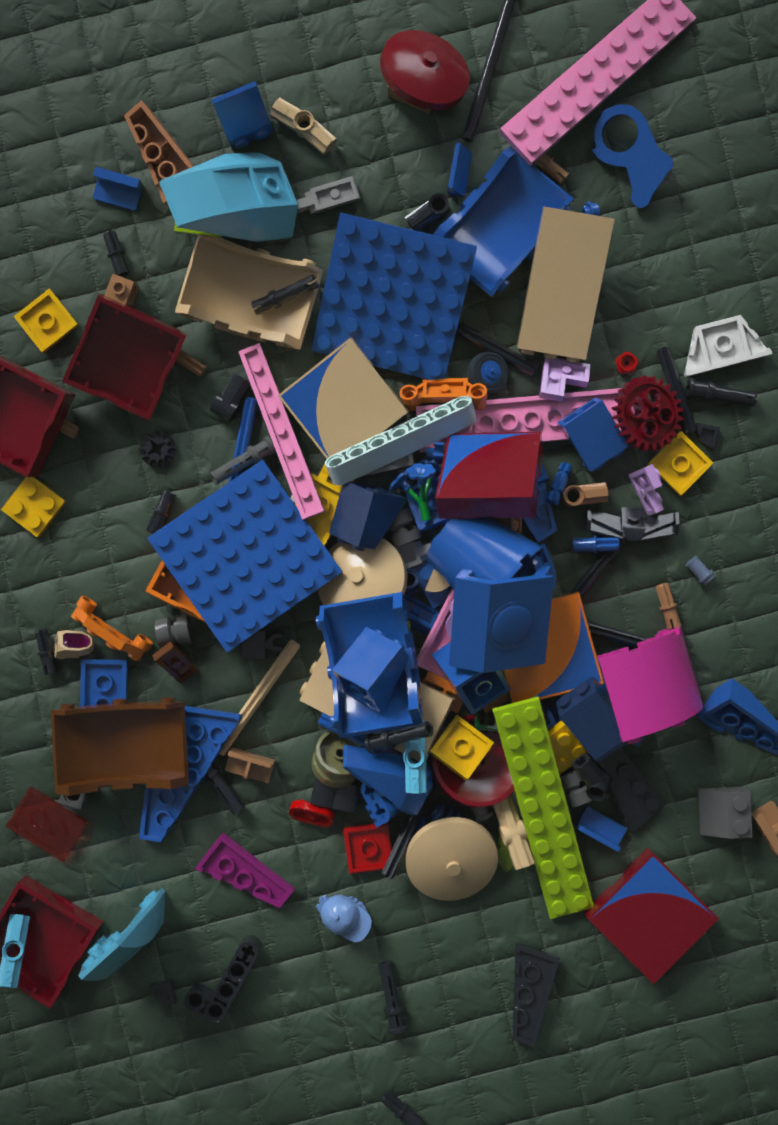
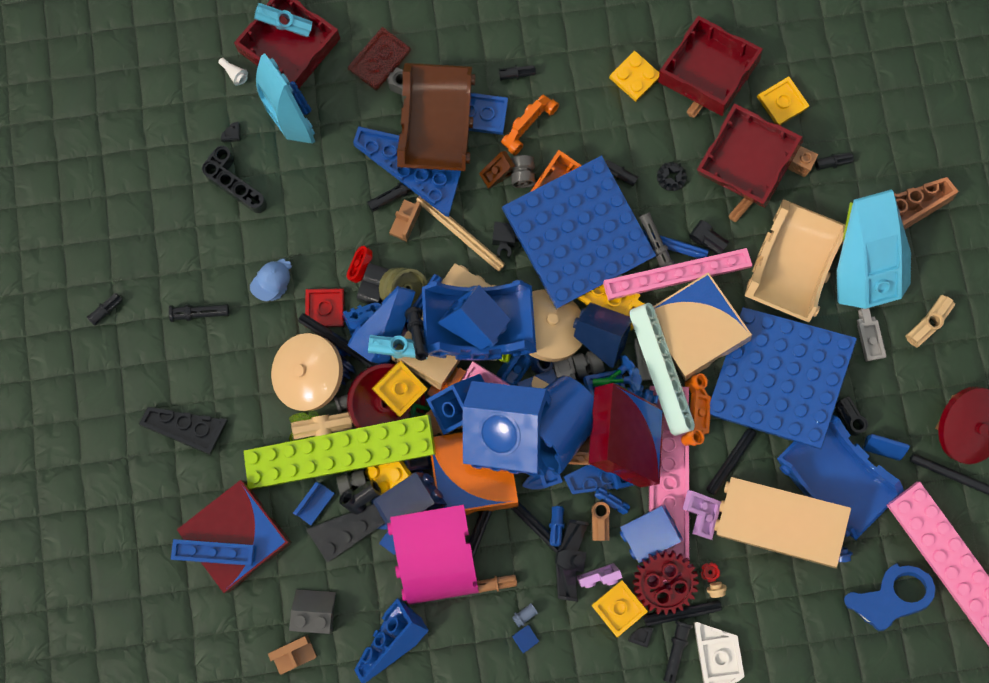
camera: 95 degrees right, 10 degrees down
(72, 644) = (520, 93): tan rock -> none
(88, 997) = (237, 74): none -> white cone
(111, 917) = (301, 101): none -> blue axle
(117, 189) = (886, 168): blue panel -> none
(237, 866) = (323, 202): magenta wing -> none
(243, 115) = (942, 270): blue slope -> none
(276, 298) = (788, 282): black pin -> none
(488, 370) = (713, 451): black wheel -> none
(551, 168) = (883, 525): medium nougat axle -> none
(646, 354) = (716, 589): none -> tan plate
(676, 938) = (212, 552): none -> blue plate
(726, 567) = (525, 638): none -> blue slope

